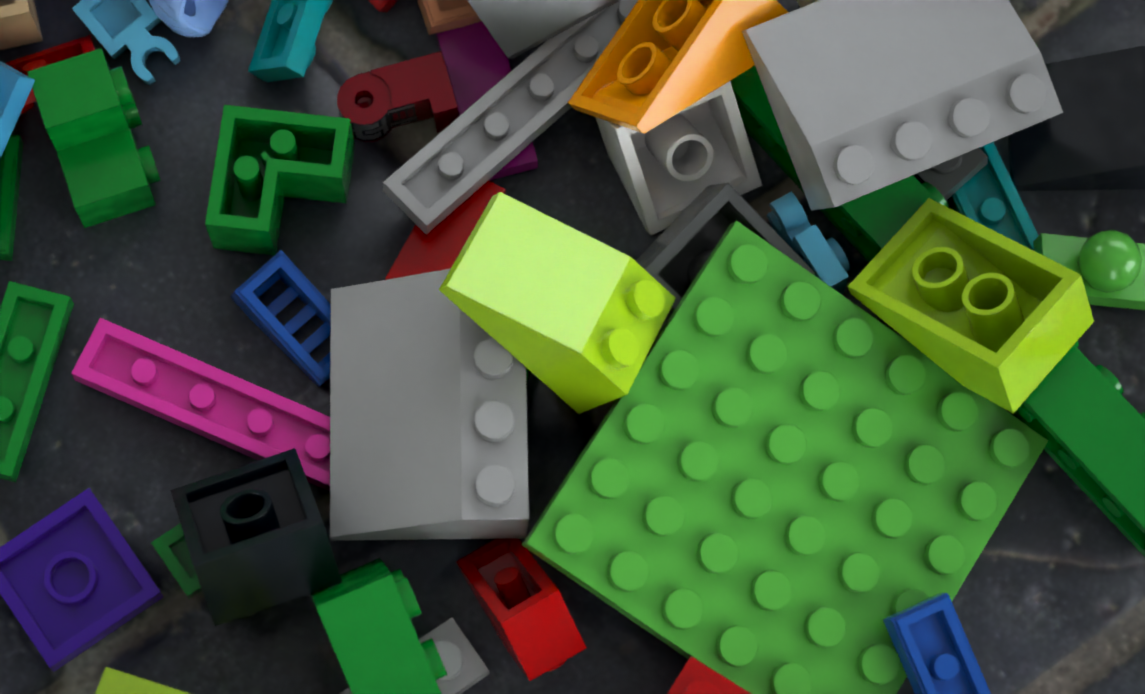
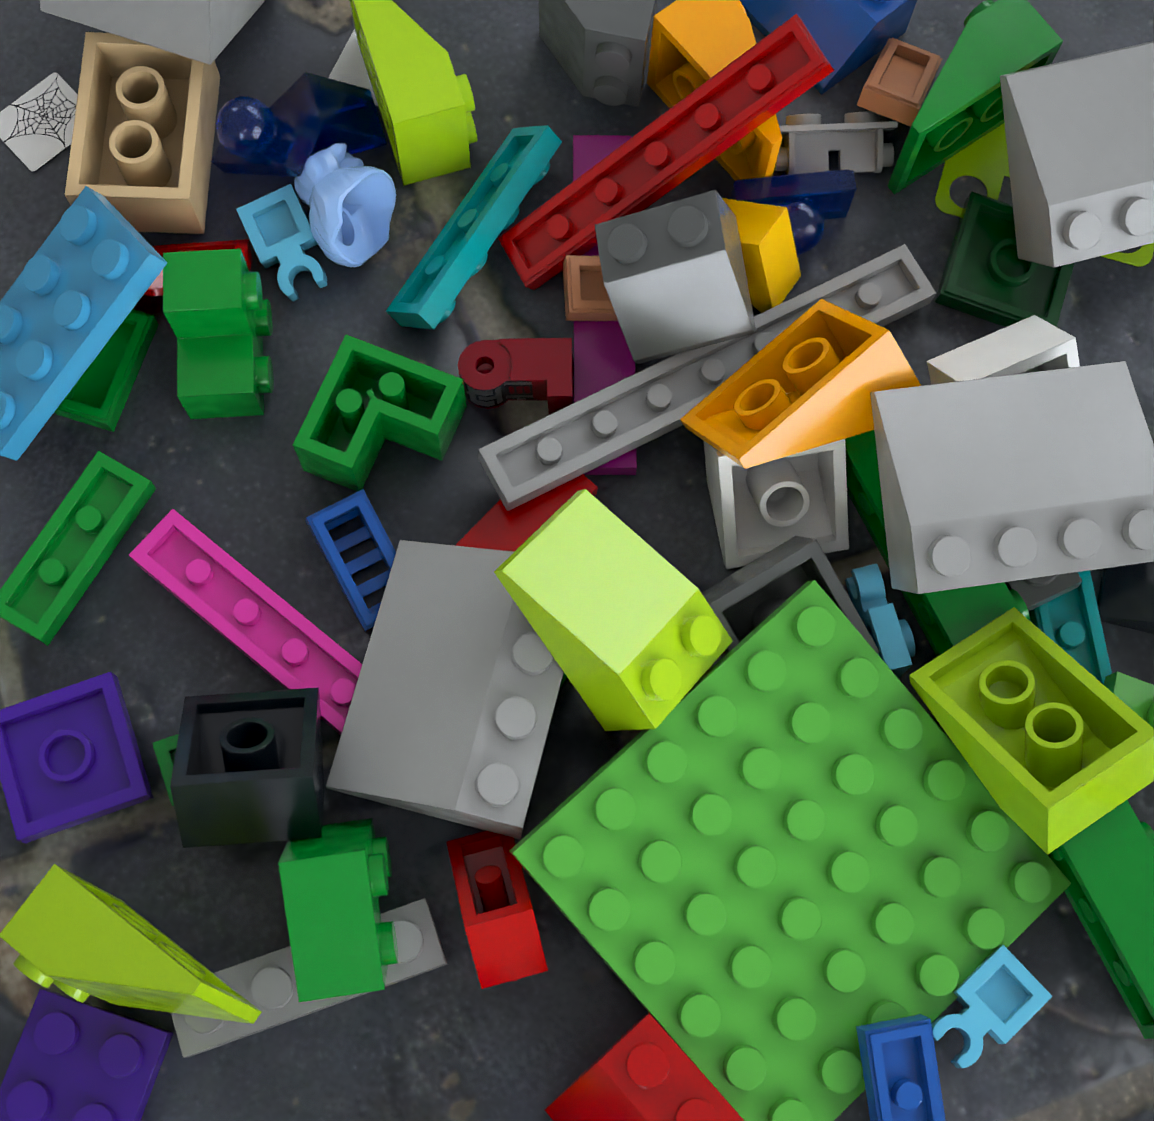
camera: 15 degrees right, 0 degrees up
(1003, 565) = (995, 1001): none -> medium azure plate

